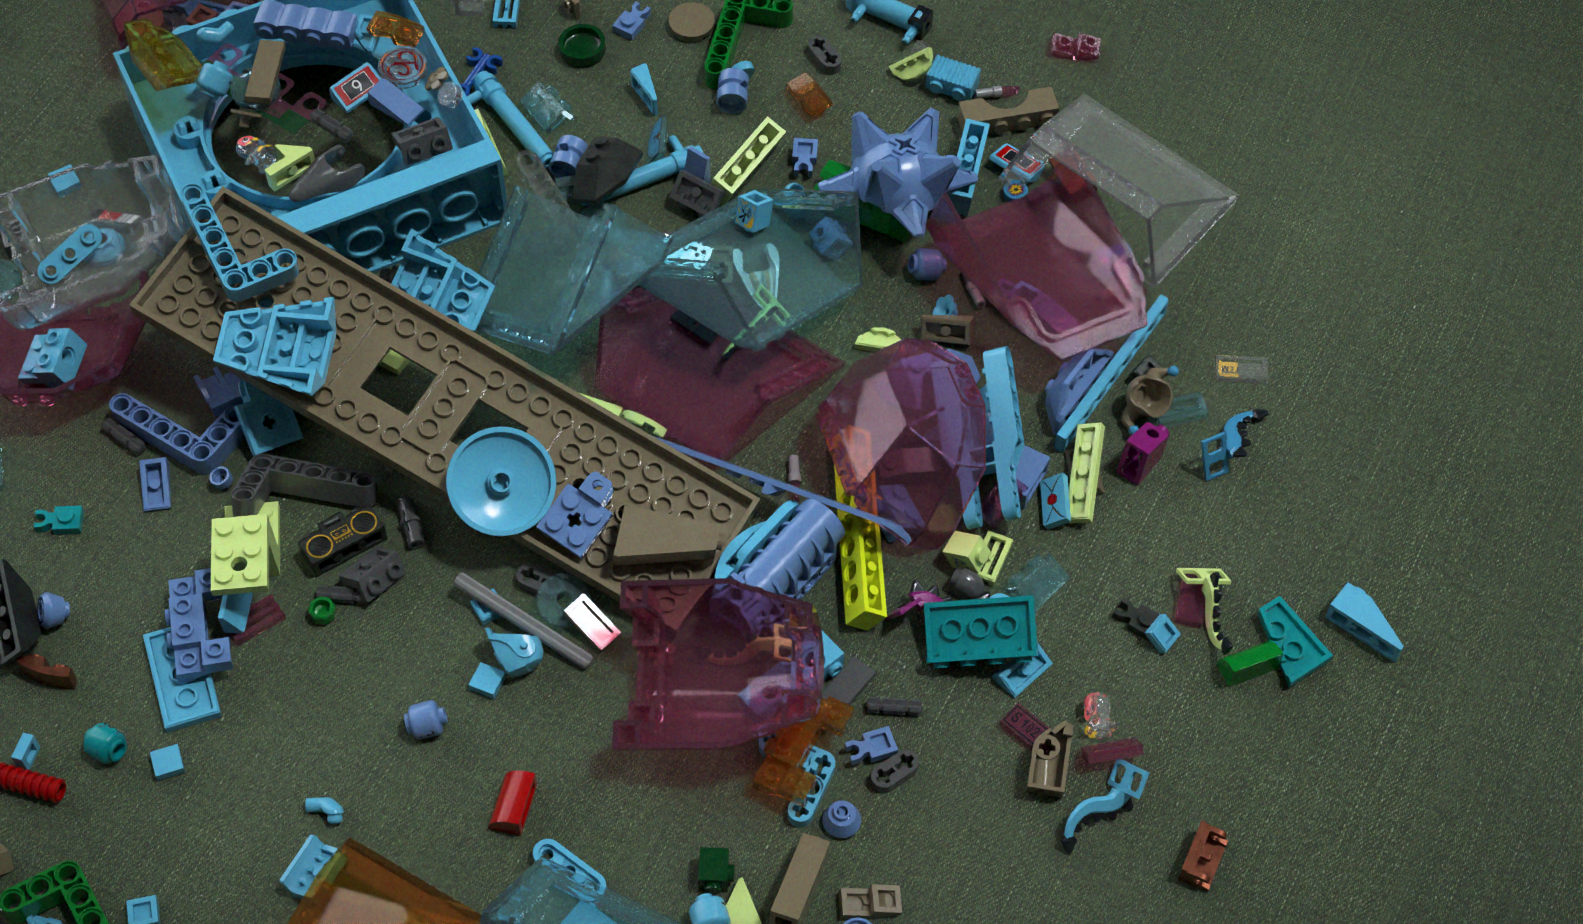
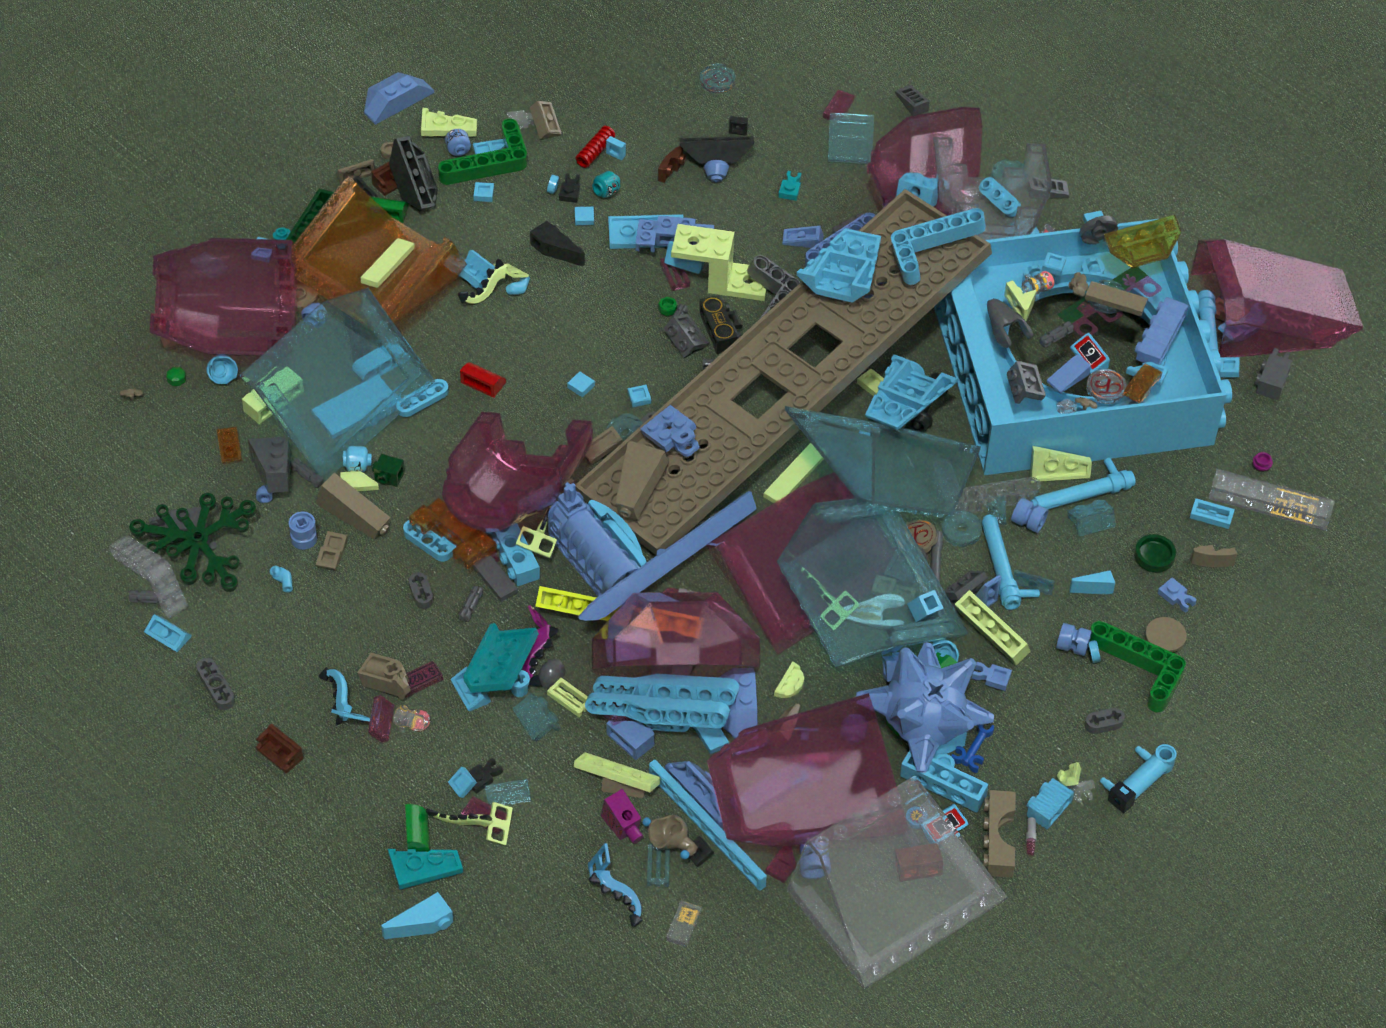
camera: 105 degrees right, 5 degrees down
(115, 817) = (553, 184): none -> medium azure tile
(118, 796) = (570, 189): none -> pearl dark grey plate
(156, 101) = (1094, 229): none -> dark grey tile
(210, 148) = (1054, 263): none -> medium azure tile
(214, 79) = (1114, 268): medium azure head -> none
(215, 35) = (1167, 280): medium azure arm -> none
(217, 480) = (793, 267): medium blue hinge -> none
(235, 783) = (553, 243): none -> pearl dark grey slope
(311, 826) = (489, 284): none -> yellowish green piece
(425, 720) = (560, 342): medium blue head -> none
(479, 63) = (1150, 486): blue bar -> none
(501, 481) = (705, 381): medium azure dish -> none
(516, 652) = (594, 394): medium azure helmet -> none
(523, 620) = (626, 400): light grey axle -> none
(604, 168) = (1009, 530): pearl dark grey wedge -> none
(644, 423) = (758, 503): yellowish green tile -> none
(809, 94) = (1055, 694): clear orange slope -> none
(841, 819) = (397, 550): medium blue cone -> none
(876, 745) = (443, 582): medium blue plate -> none
(966, 551) = (574, 674): yellowish green brick -> none
(1055, 501) = (601, 749): medium azure tile -> none
(1079, 48) = (1068, 912): clear pink slope -> none
(1143, 591) = (508, 796): none -> clear light blue tile

